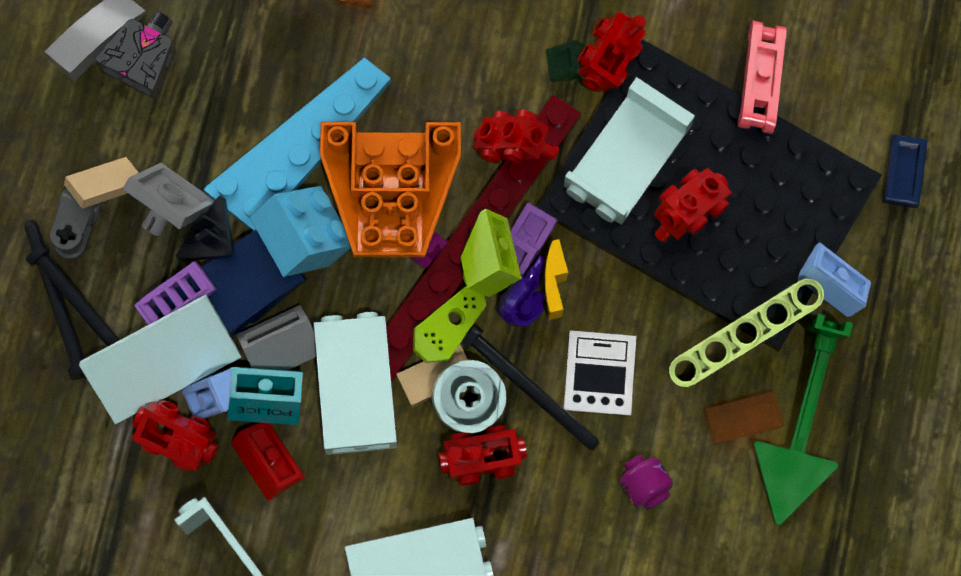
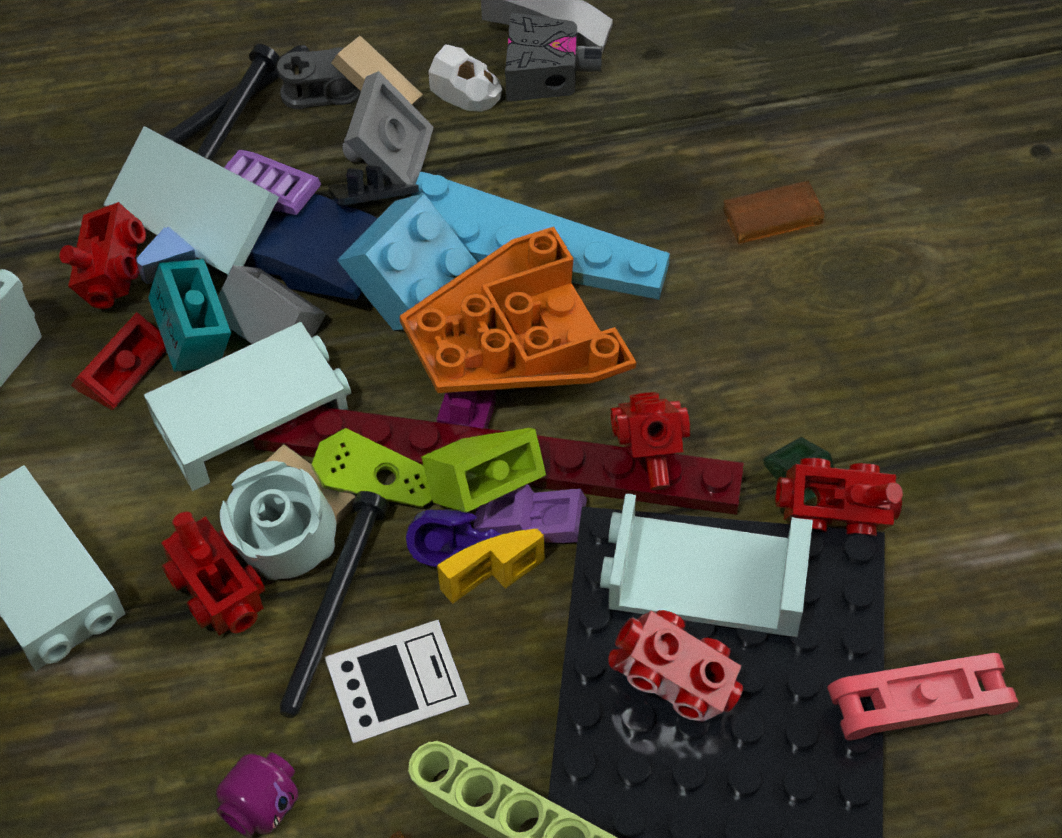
camera: 70 degrees right, 20 degrees down
(130, 120) = (463, 80): none -> white rock

